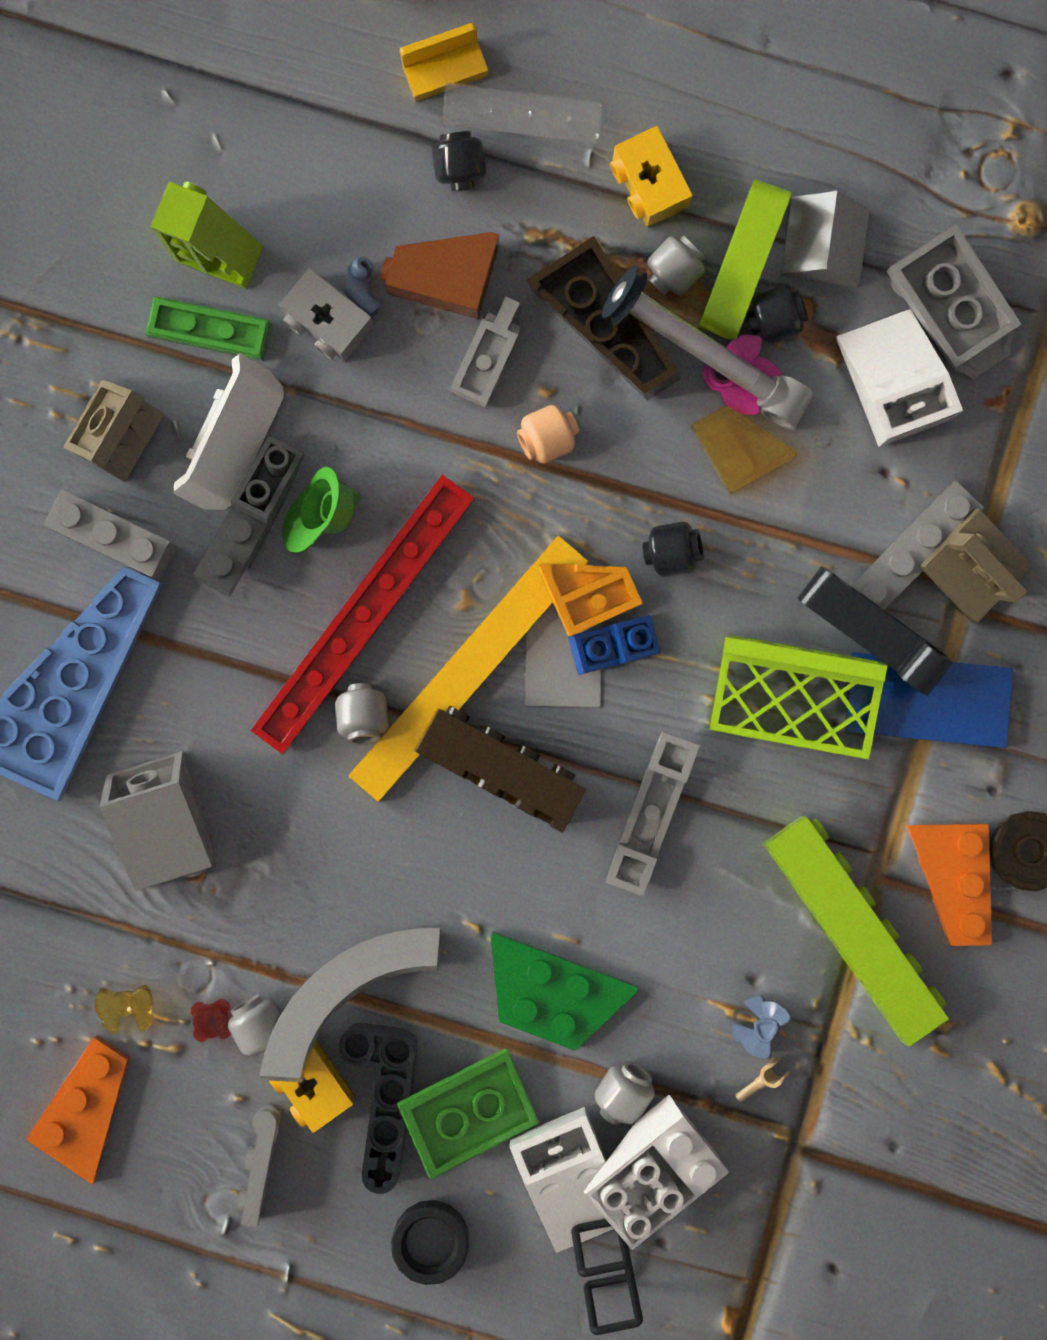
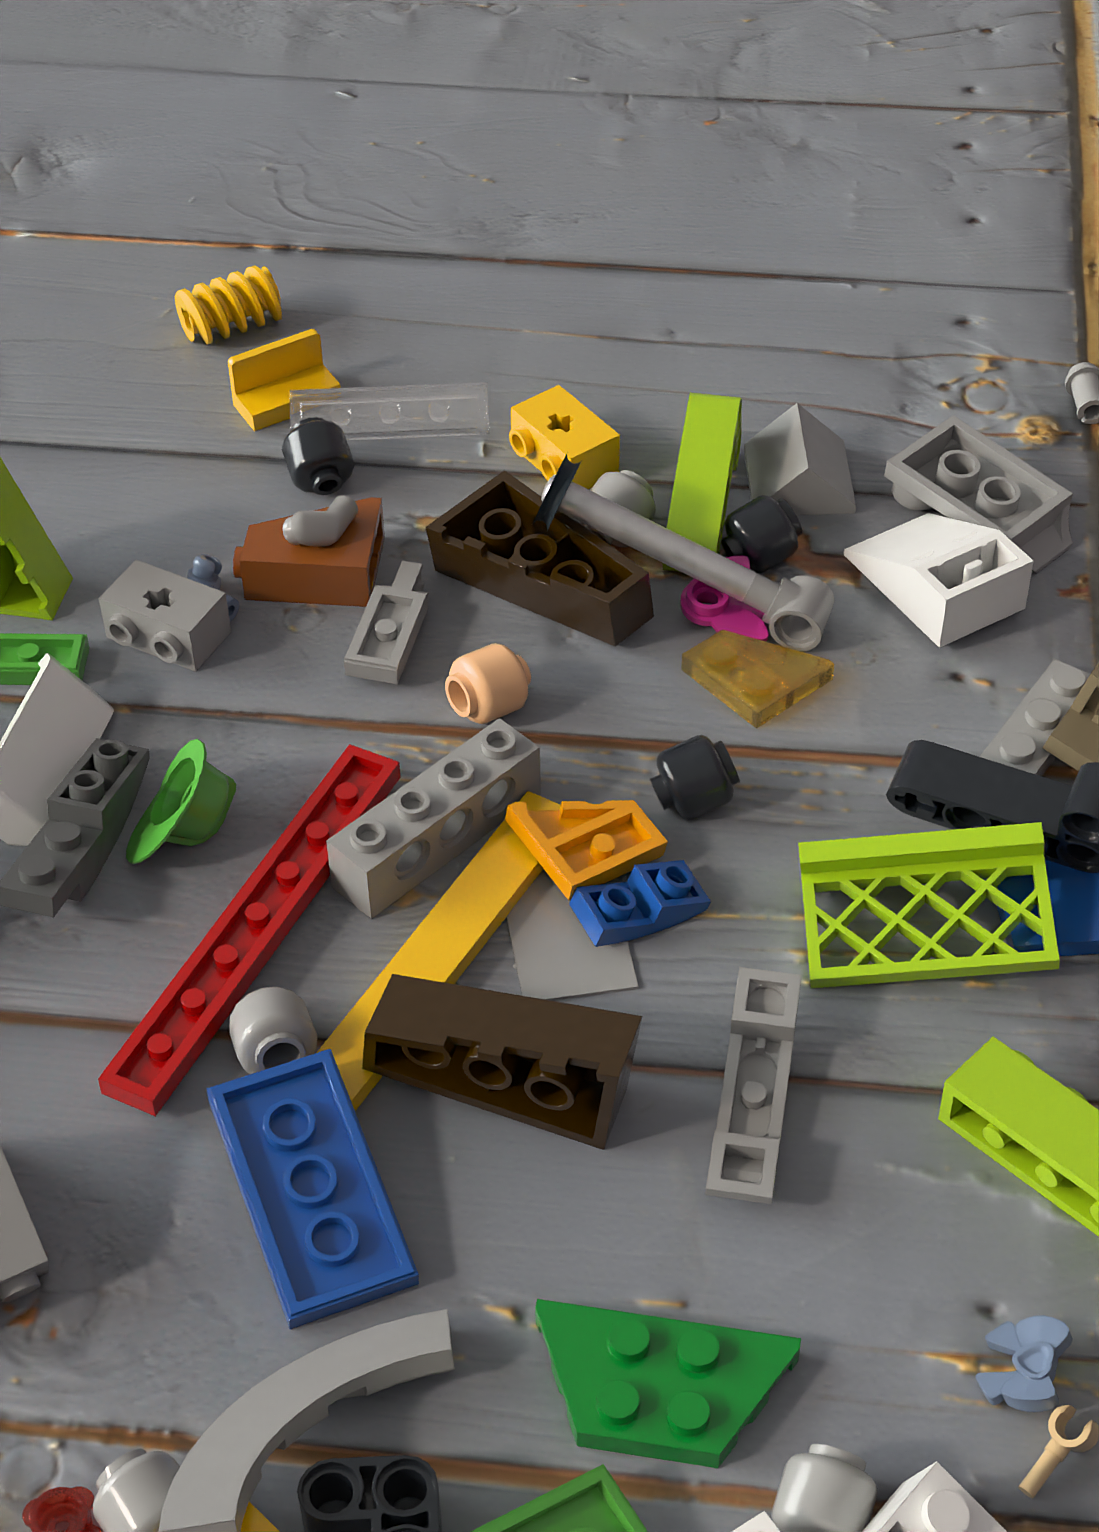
camera: 15 degrees left, 40 degrees down
(371, 830) = (311, 1188): none -> blue tile
(448, 269) = (320, 527): none -> light grey arm
(492, 552) = (432, 818): none -> light grey brick

